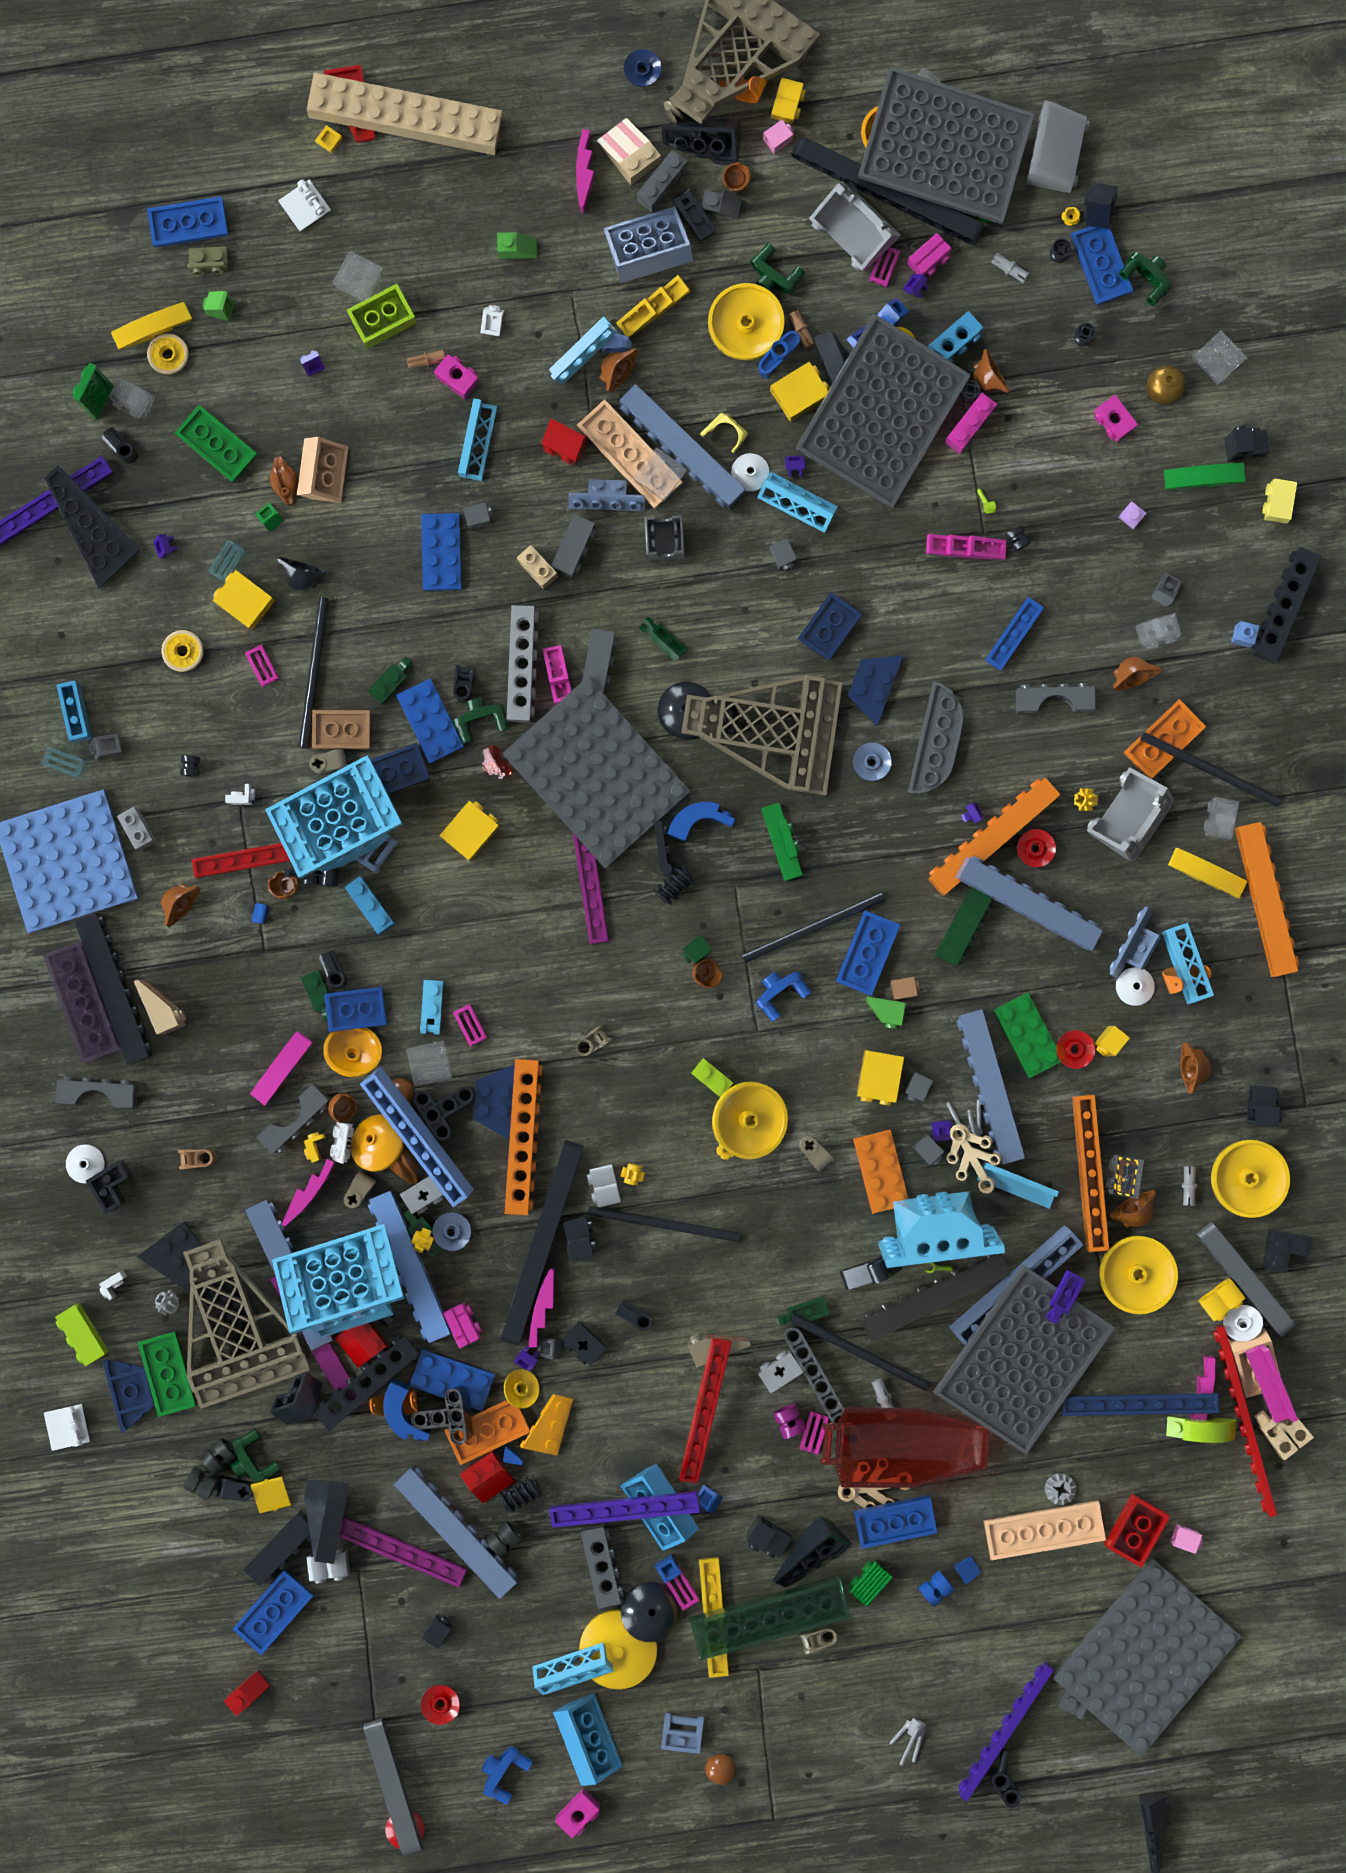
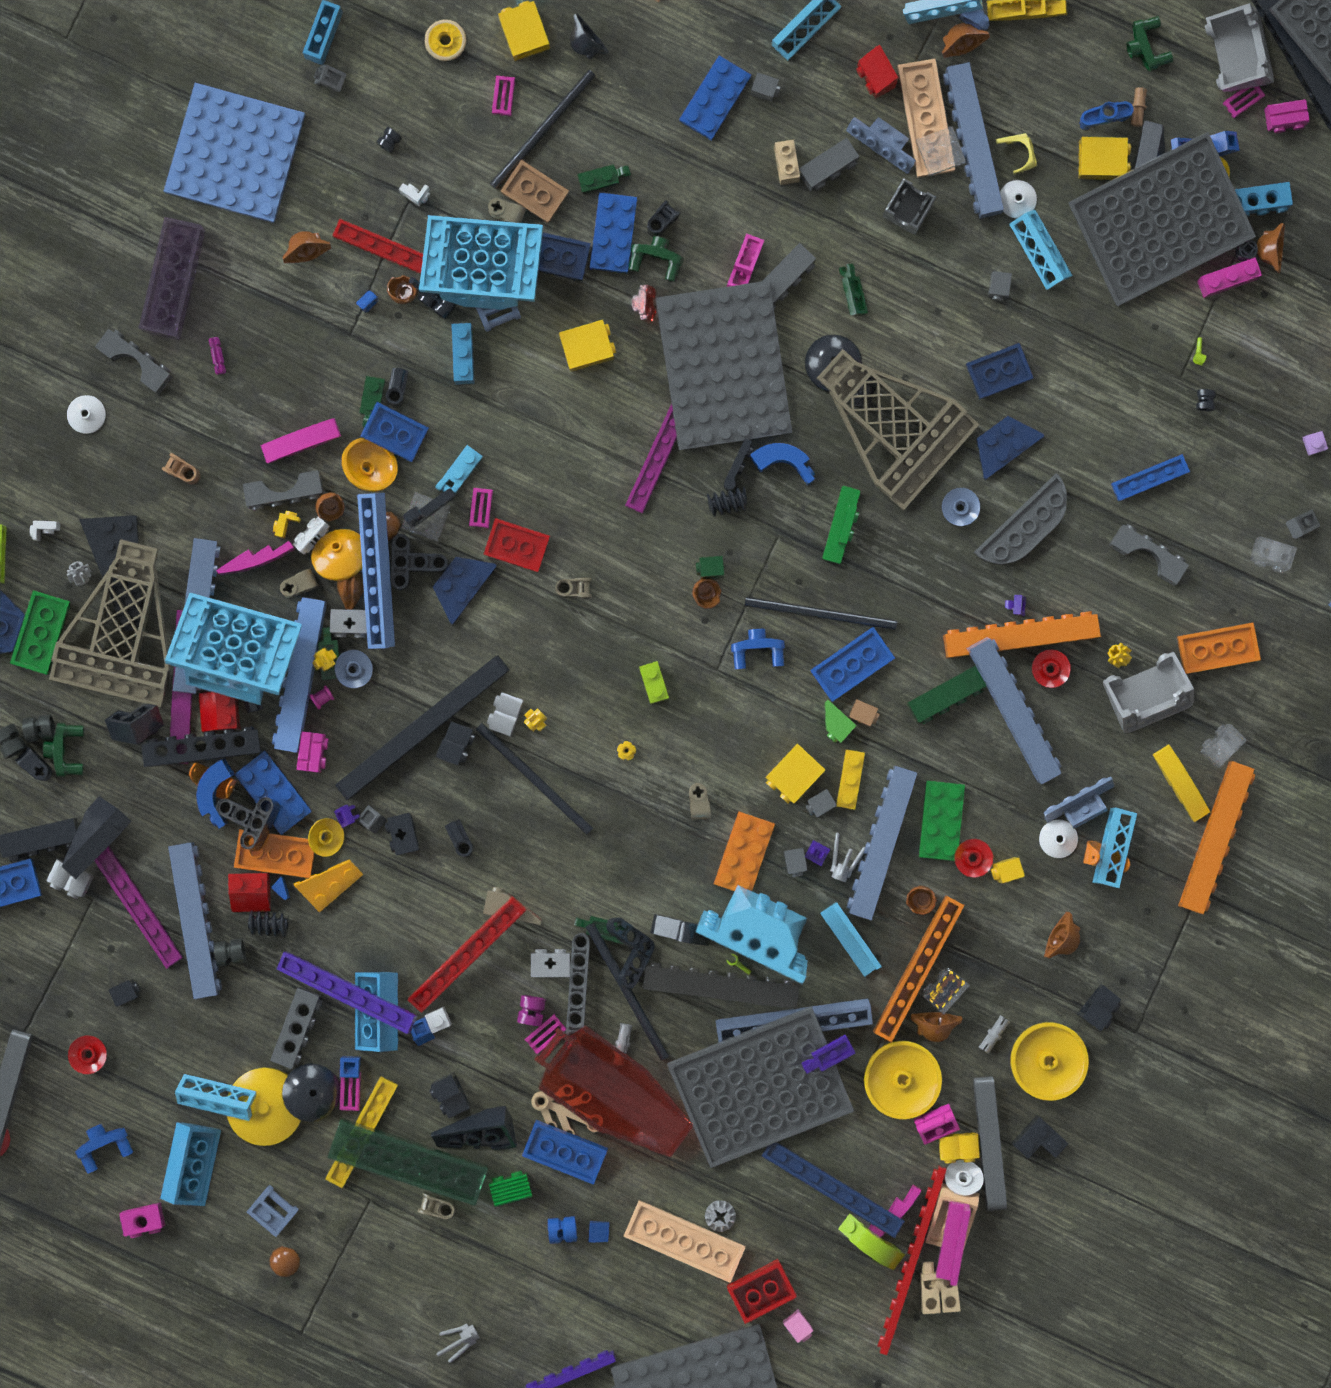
camera: 25 degrees right, 0 degrees up
(47, 756) = (276, 56): clear light blue tile -> none
(105, 1184) = (90, 443): black brick -> none
(113, 988) = (204, 283): black brick -> none
(136, 828) = (310, 163): light grey brick -> none
(161, 1011) = (232, 330): tan slope -> none
(164, 1043) = (217, 355): none -> magenta axle
(270, 1494) = (60, 789): yellow piece -> none
(421, 1068) = (416, 516): none -> black beam
(440, 1272) = (322, 697): none -> dark pink bush
(512, 1204) = (500, 571): orange brick -> none
(519, 615) = (745, 192): light grey brick -> none
(520, 1037) = (516, 545): none -> red plate
(544, 1300) = (393, 776): dark pink slope -> none
(716, 1480) = (438, 1019): none -> white brick
(745, 321) = (1096, 69): yellow dish -> none
(750, 1120) = (662, 738): yellow dish -> none
(794, 462) = (1059, 215): dark purple tile -> none
(842, 1309) = (636, 946): none -> black beam
(914, 285) = (1258, 131): dark purple tile -> none
(929, 1050) = (850, 779): none -> yellow plate
(966, 547) = (1158, 379): dark pink slope -> none
(971, 1155) = (828, 888): tan plant -> none
(1055, 1113) = (921, 900): none -> dark orange hair
(1134, 672) = (1229, 575): dark orange hat -> none
(1191, 1293) = (936, 1124): none -> dark pink brick
(1210, 769) = (1240, 697): black piece -> none

